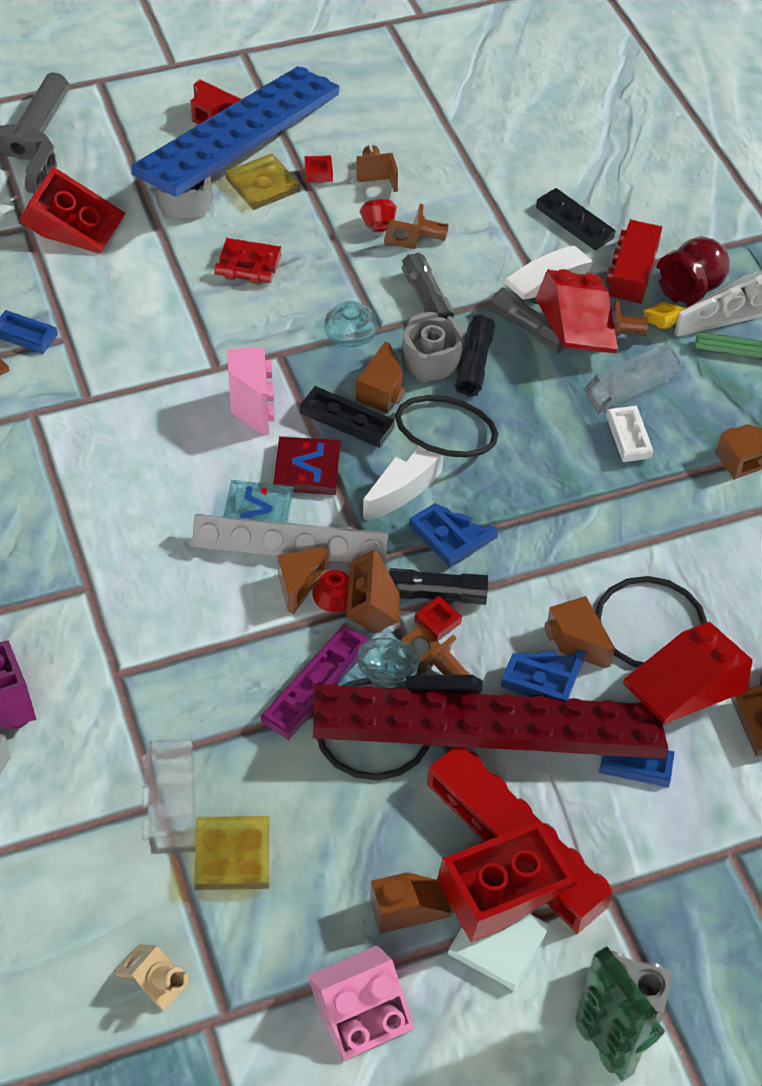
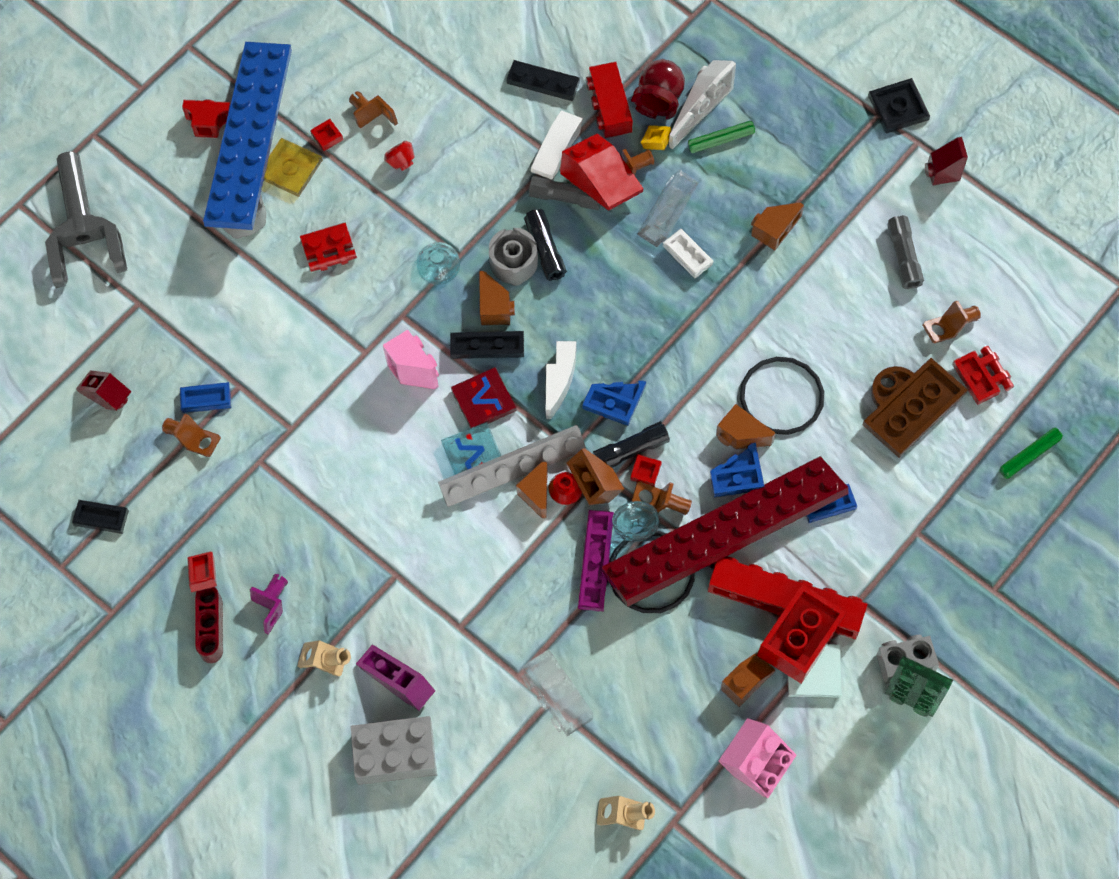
camera: 25 degrees left, 15 degrees up
(71, 213) = (169, 277): red slope -> none
(232, 853) = (620, 708): clear yellow plate -> none
(420, 228) = (437, 151): dark orange bracket -> none
(420, 277) = (463, 195): dark grey axle -> none
(445, 683) = (682, 519): black tile -> none
(465, 454) = (561, 344): black piece -> none
(691, 674) = (832, 426): red slope -> none

